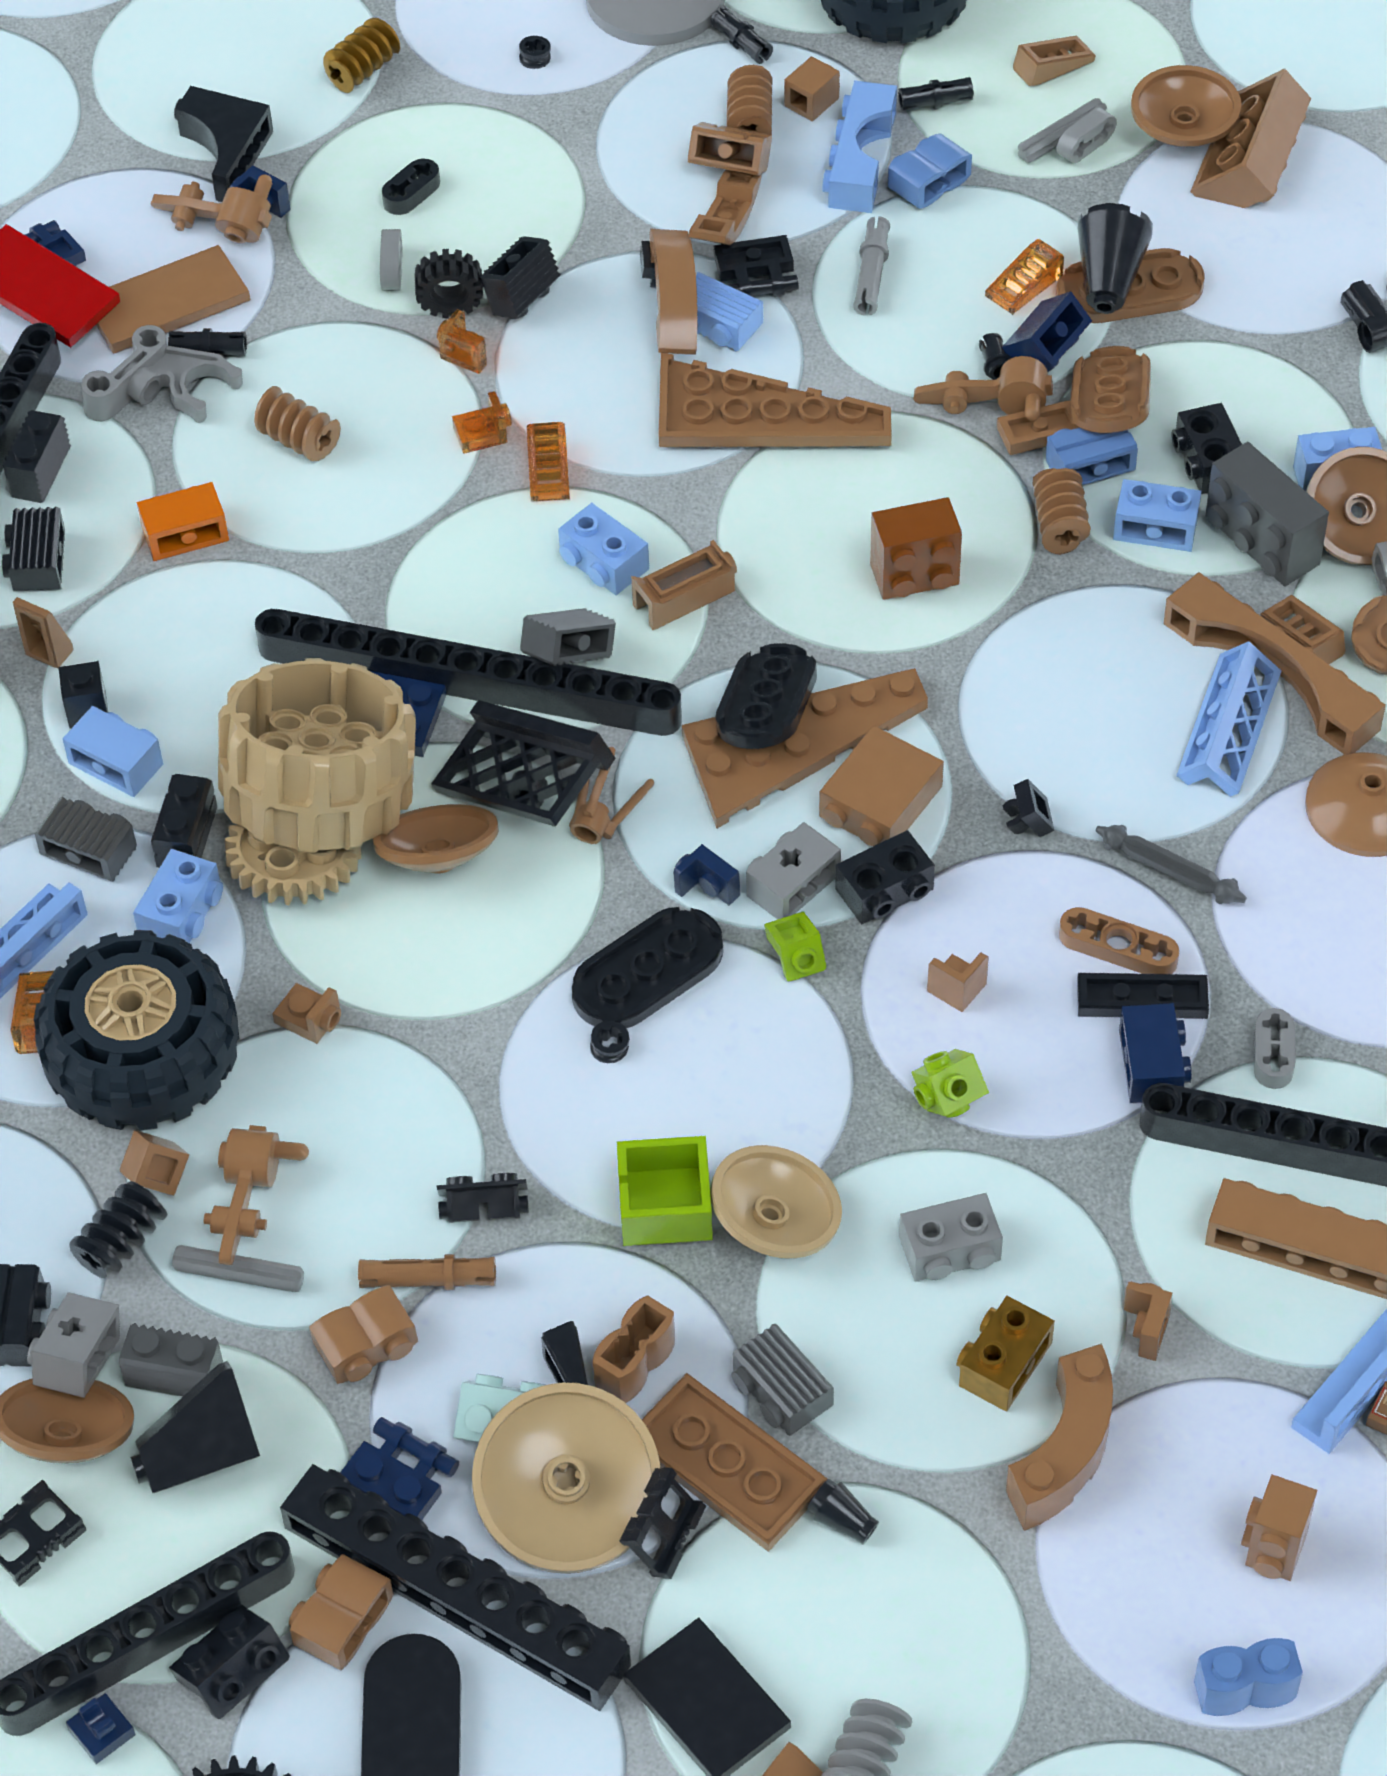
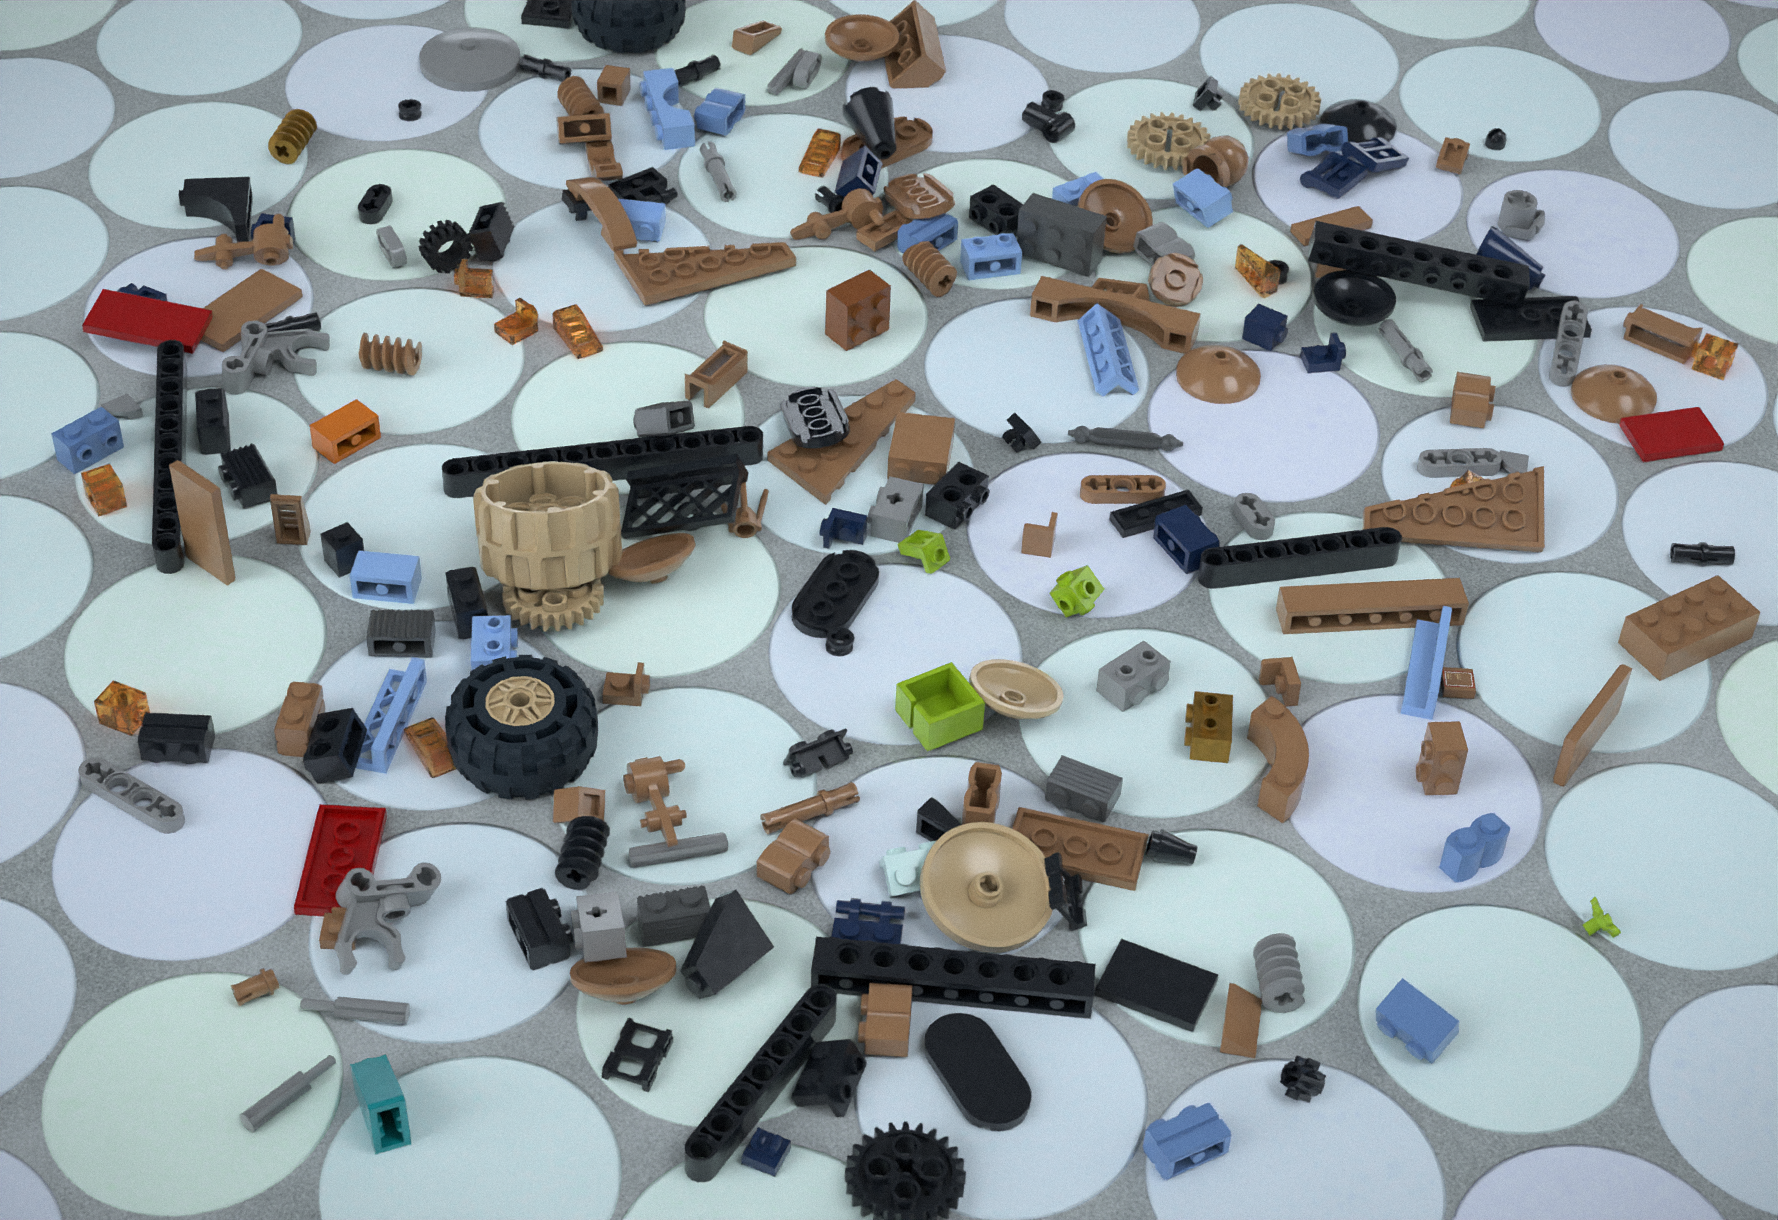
camera: 30 degrees left, 10 degrees down
(603, 549) = (649, 368): light blue brick -> none

